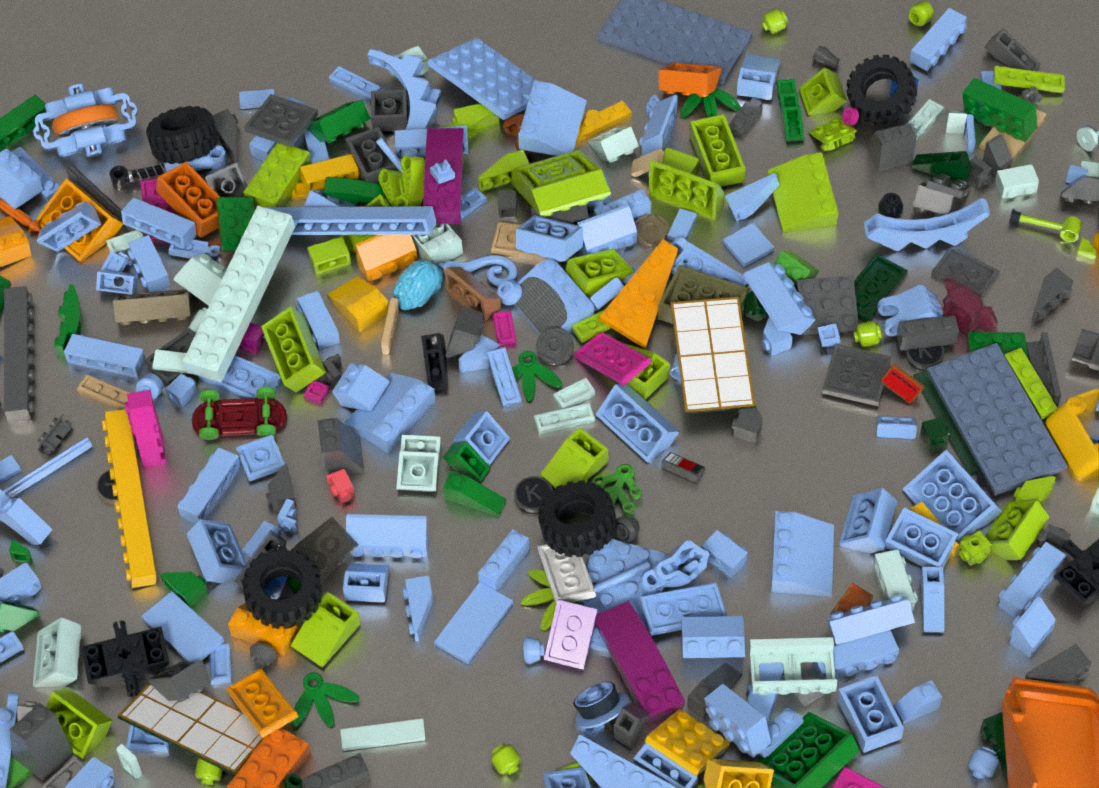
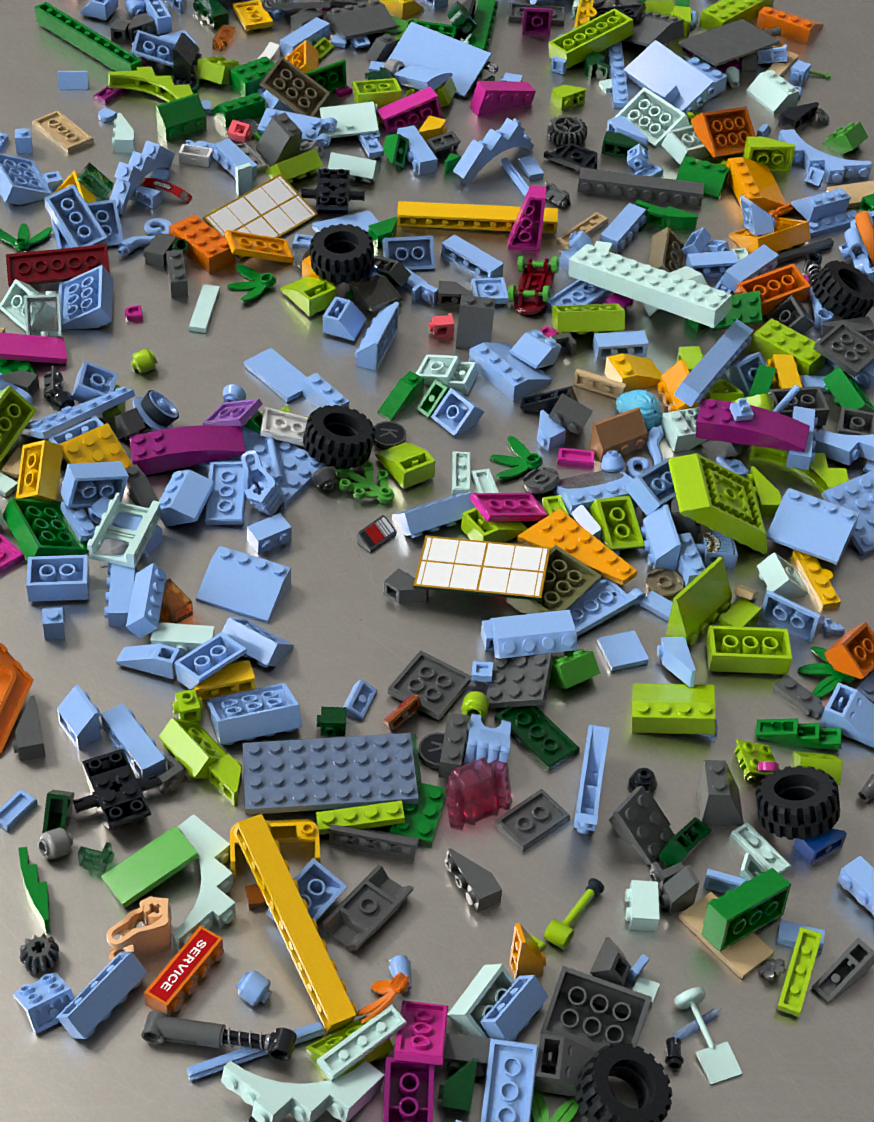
camera: 100 degrees right, 10 degrees down
(181, 680) = (298, 212): dark grey slope -> none
(420, 600) = (311, 346): light blue slope -> none
(504, 377) = (516, 437): light blue tile -> none

